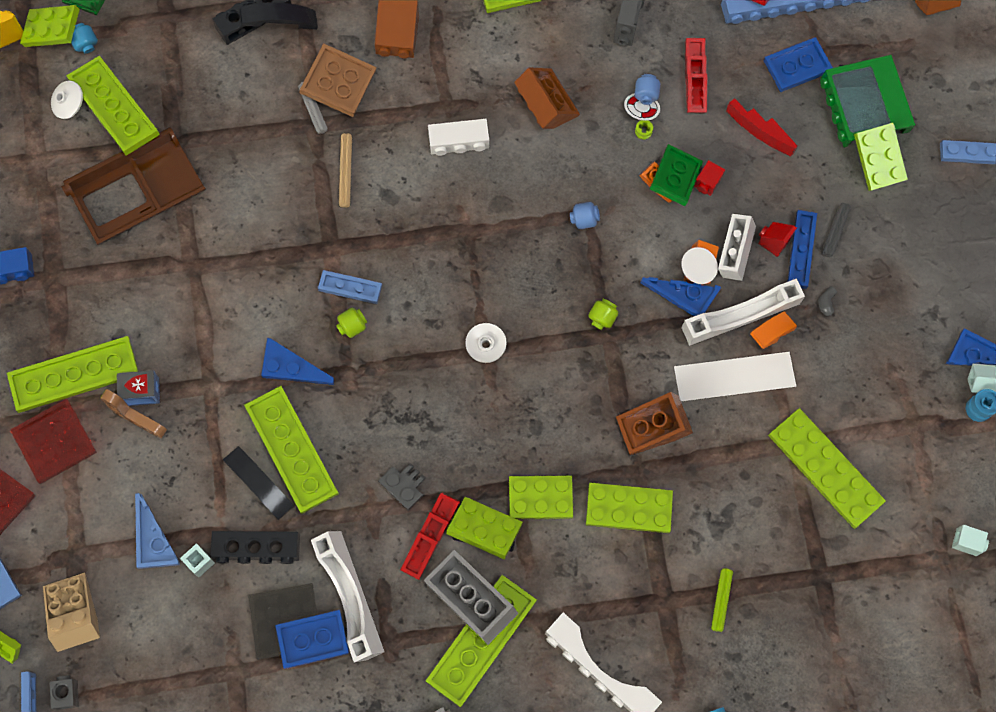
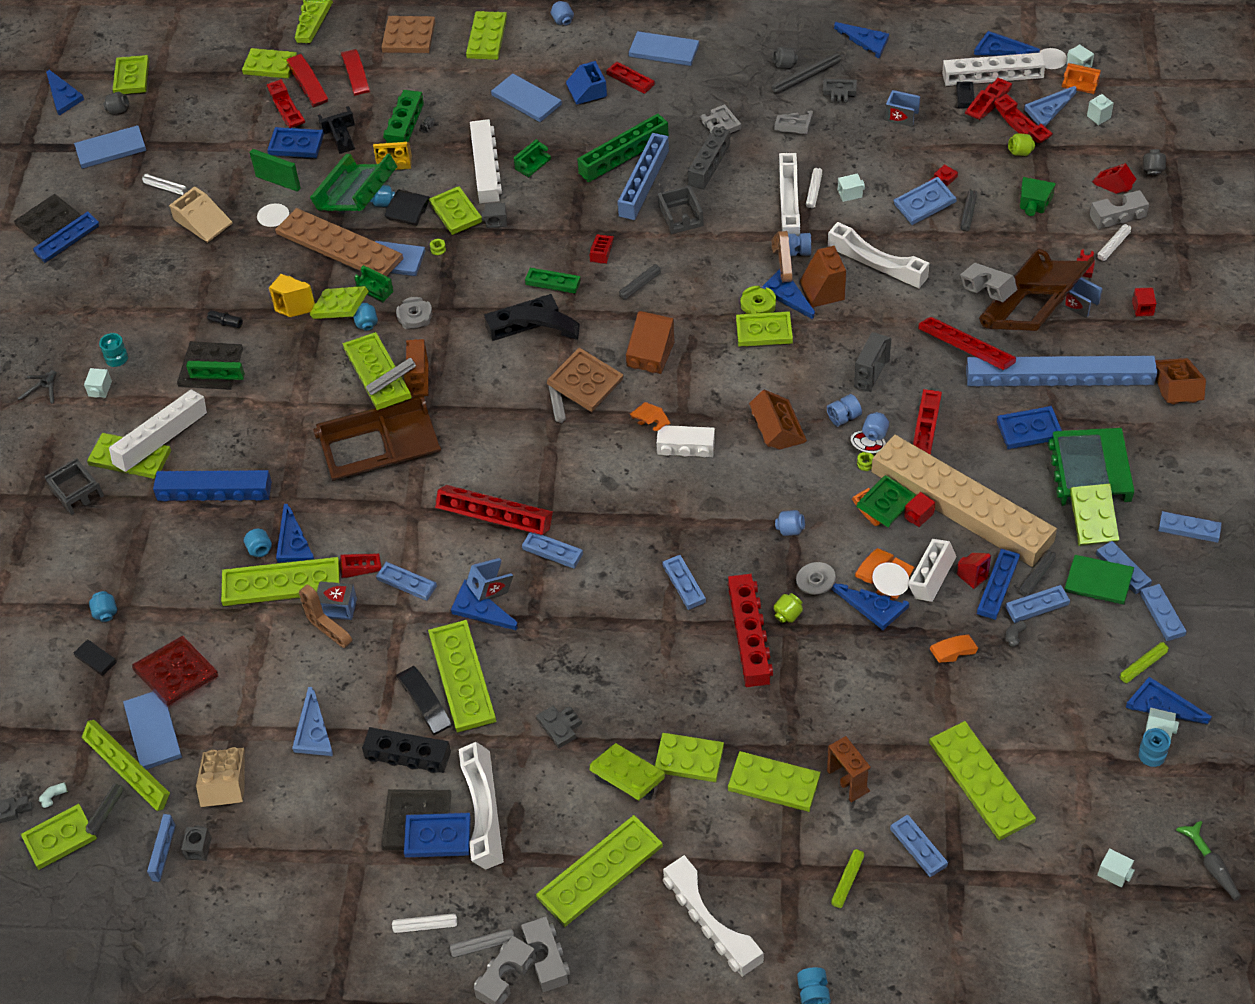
camera: 20 degrees right, 20 degrees down
(36, 334) = (257, 542): none -> dark azure head
(53, 441) = (247, 633): clear red plate -> none
(66, 99) = (337, 362): white dish -> none
(73, 326) = (291, 543): none -> blue wing
(132, 116) = (390, 376): none -> light grey axle
(135, 34) = (410, 320): none -> light grey plate
(149, 332) = (360, 569): none -> red slope
(156, 96) = (418, 378): none -> dark orange window
(197, 560) = (349, 750): light aqua brick -> none
(206, 349) = (406, 581): none -> medium blue tile
(278, 252) = (494, 509): none -> red brick
(292, 350) = (489, 584): none -> medium blue piece
(345, 170) = (573, 454): tan axle -> none
(351, 322) = (545, 577): lime head -> none
(416, 115) = (648, 414): none -> orange hinge
(430, 536) = (573, 771): red slope -> none
(471, 597) = (597, 823): light grey brick -> none
(485, 333) = (668, 608): white dish -> none
(492, 301) = (684, 582): none -> medium blue plate
(583, 393) = (753, 673): none -> red brick
(613, 73) = (844, 410): none -> medium blue wheel
(621, 267) = (816, 578): none -> light grey dish
(654, 424) = (816, 710): dark orange slope -> none
(678, 246) = (876, 558): none -> orange slope
(706, 485) = (844, 754): none -> dark orange window
(718, 322) = (889, 633): white arch -> none
(734, 376) = (907, 685): white sticker -> none
(751, 160) = (965, 500): none -> tan brick
(767, 132) = (975, 470): red slope -> none
(782, 552) = (919, 845): none -> medium blue plate
(843, 265) = (1037, 603): none -> medium blue plate
(898, 228) = (1099, 579): none -> green tile
(916, 208) = (1112, 553): none -> medium blue plate
(954, 311) = (1144, 662): none -> lime axle
(962, 252) = (1163, 612): none -> medium blue plate

